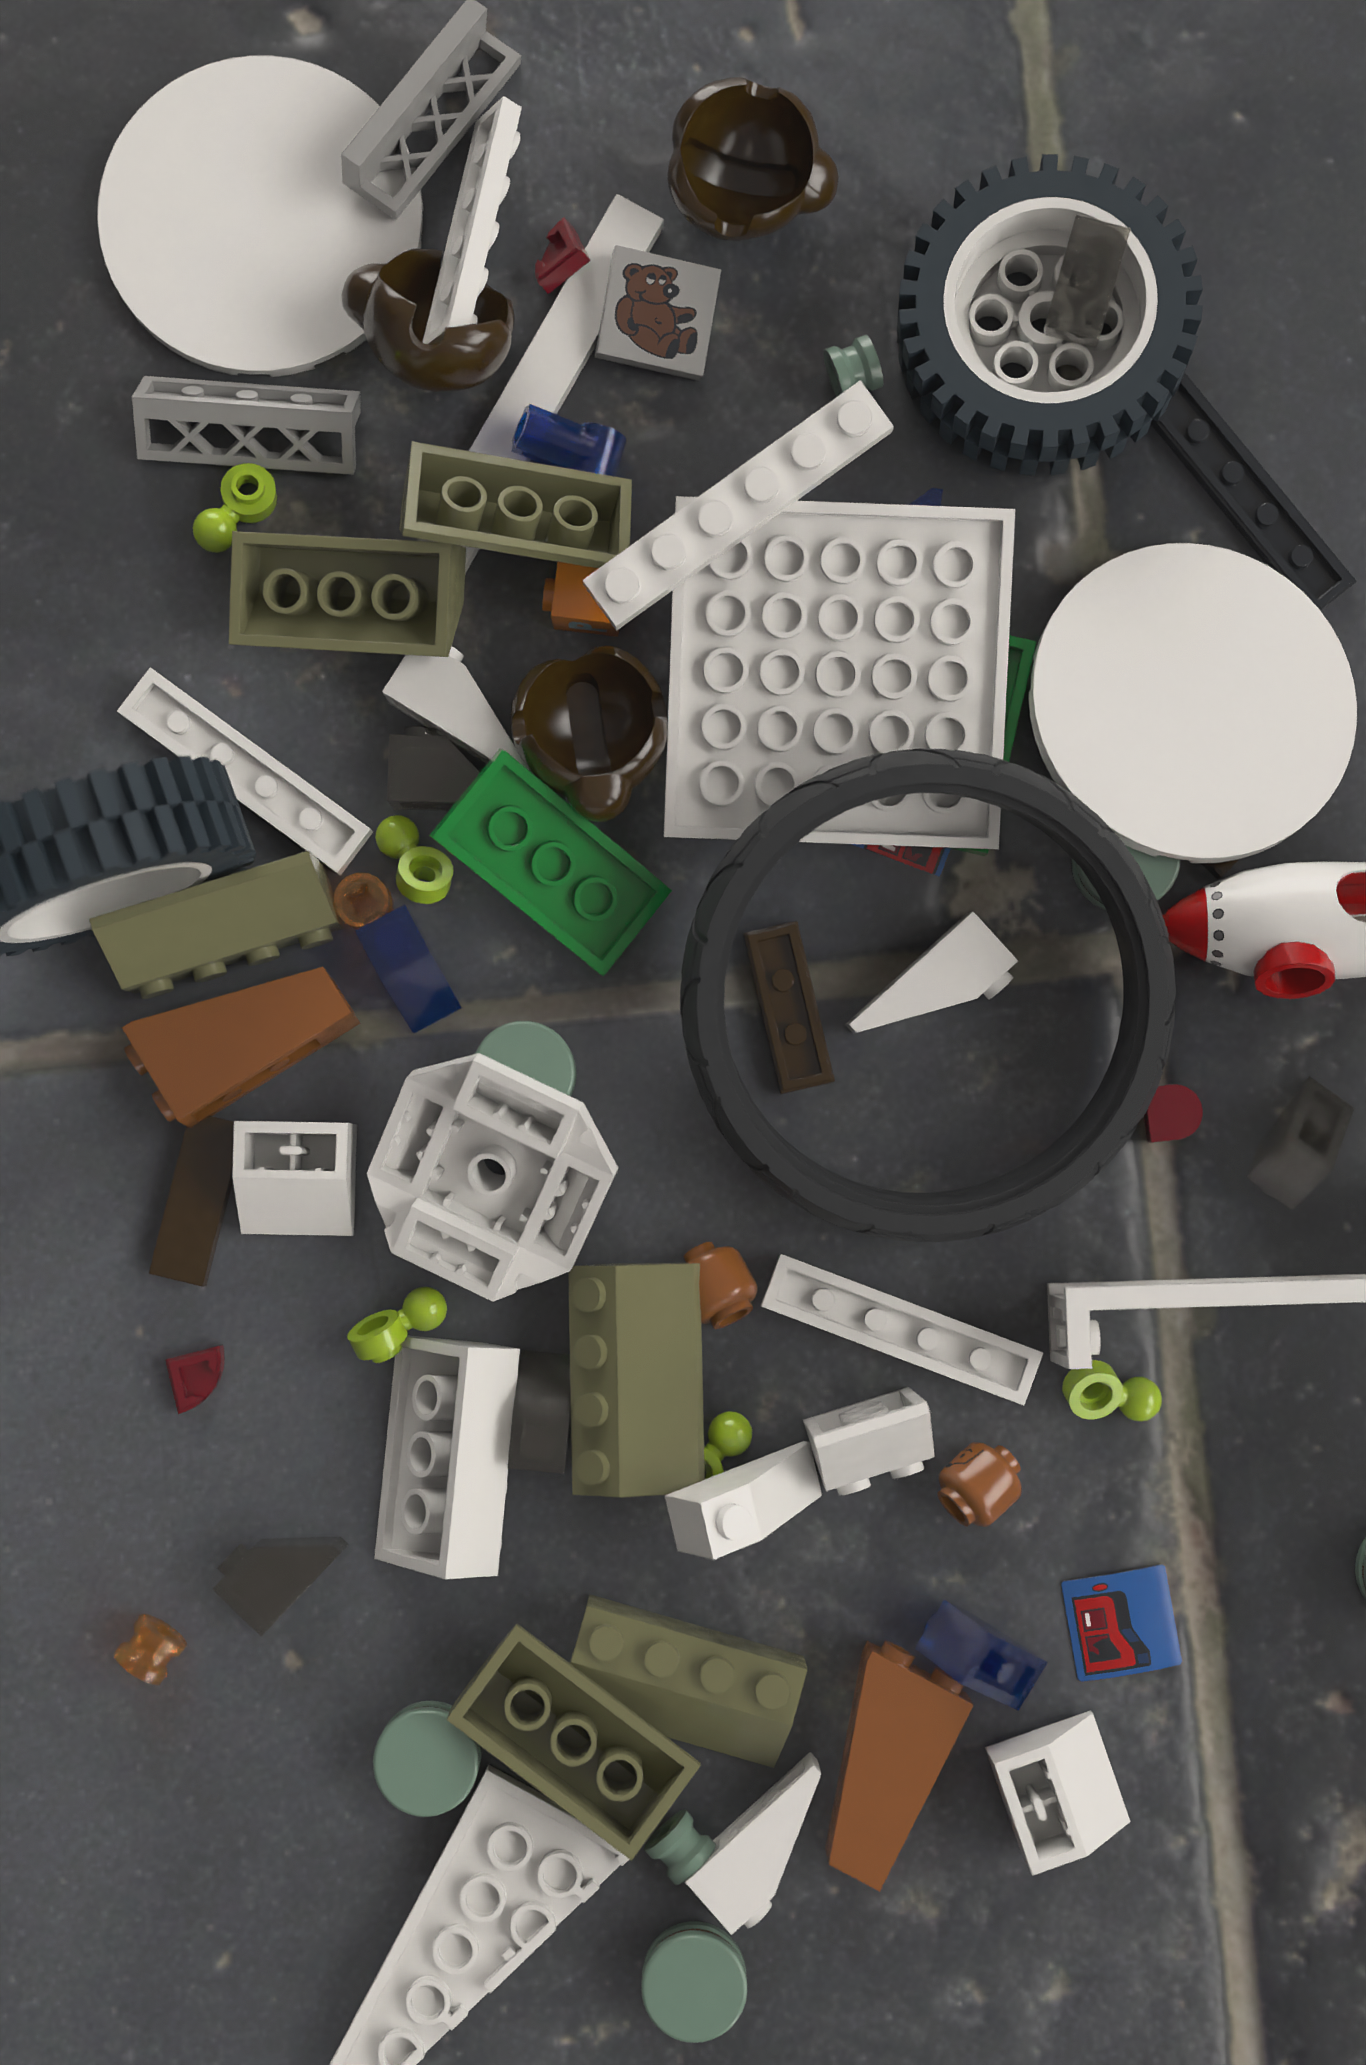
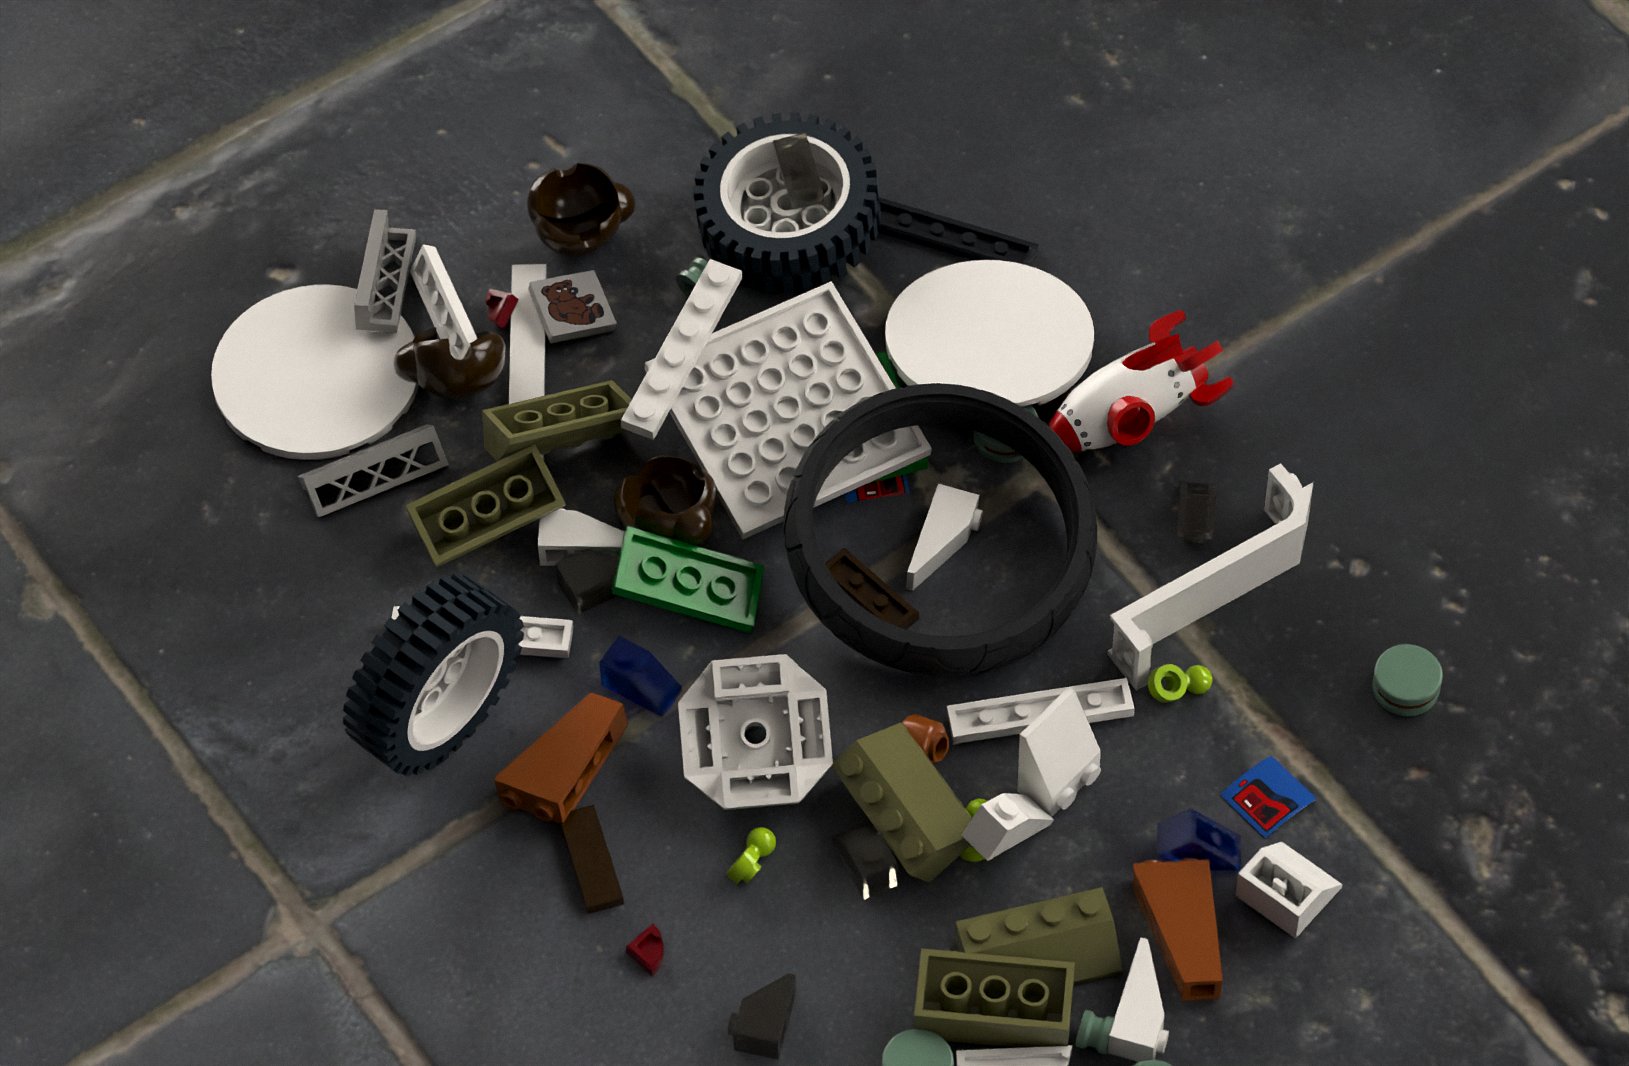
camera: 25 degrees left, 30 degrees down
(215, 526) = (391, 507): lime plate -> none
(219, 925) = (516, 703): olive slope -> none
(295, 1177) = (642, 807): white slope -> none
(371, 905) = (585, 667): clear orange wheel -> none
(399, 839) = (590, 624): lime plate -> none
(447, 1457) = (823, 905): white slope -> none
(567, 444) = (549, 383): clear blue piece -> none
(571, 603) = (620, 454): orange brick -> none
(980, 1484) = (1137, 760): dark orange head -> none
(1172, 1114) = (1116, 535): dark red tile -> none

